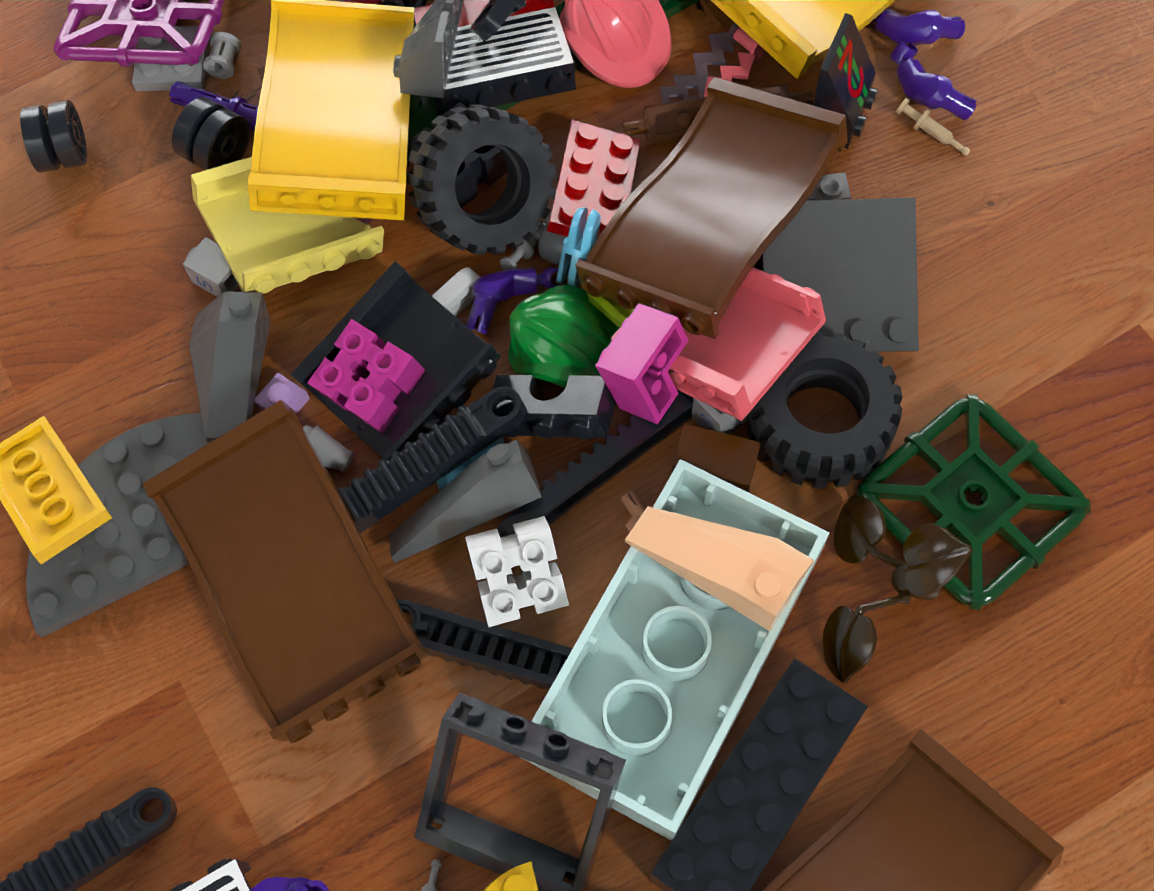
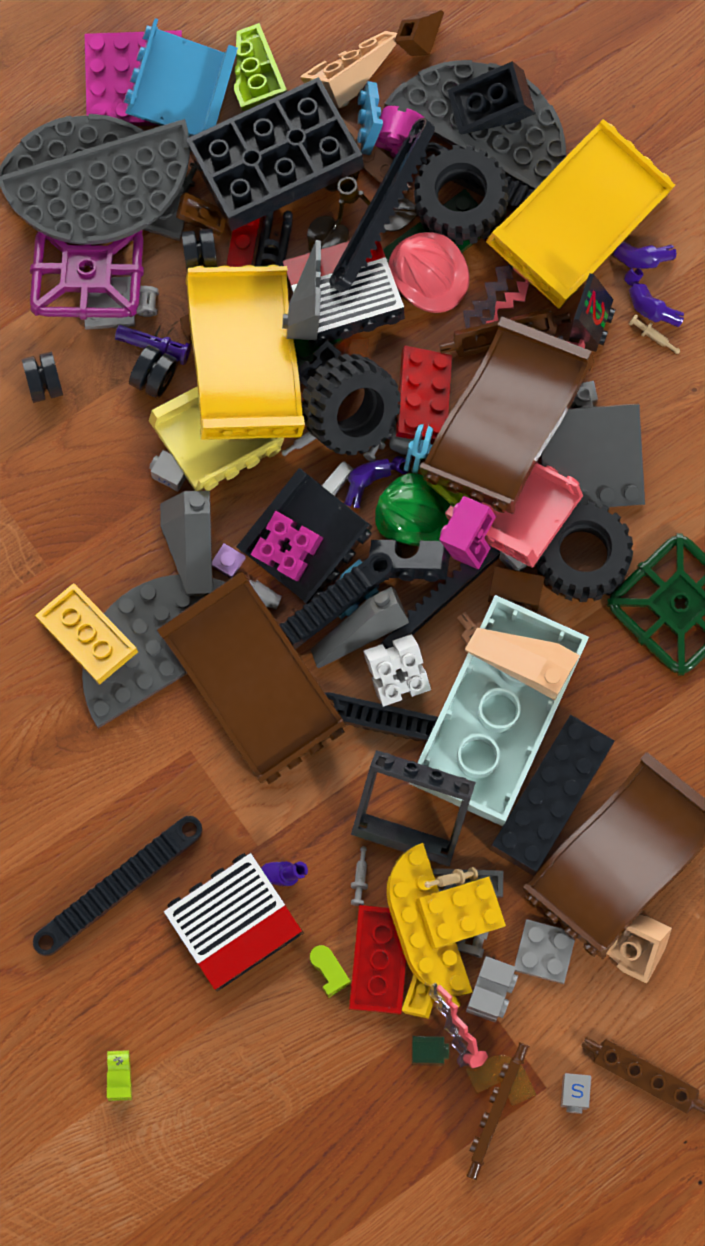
camera: 10 degrees left, 10 degrees up
(412, 243) = (299, 443): none -> light grey piece
(930, 559) = (646, 657): dark brown plant -> none

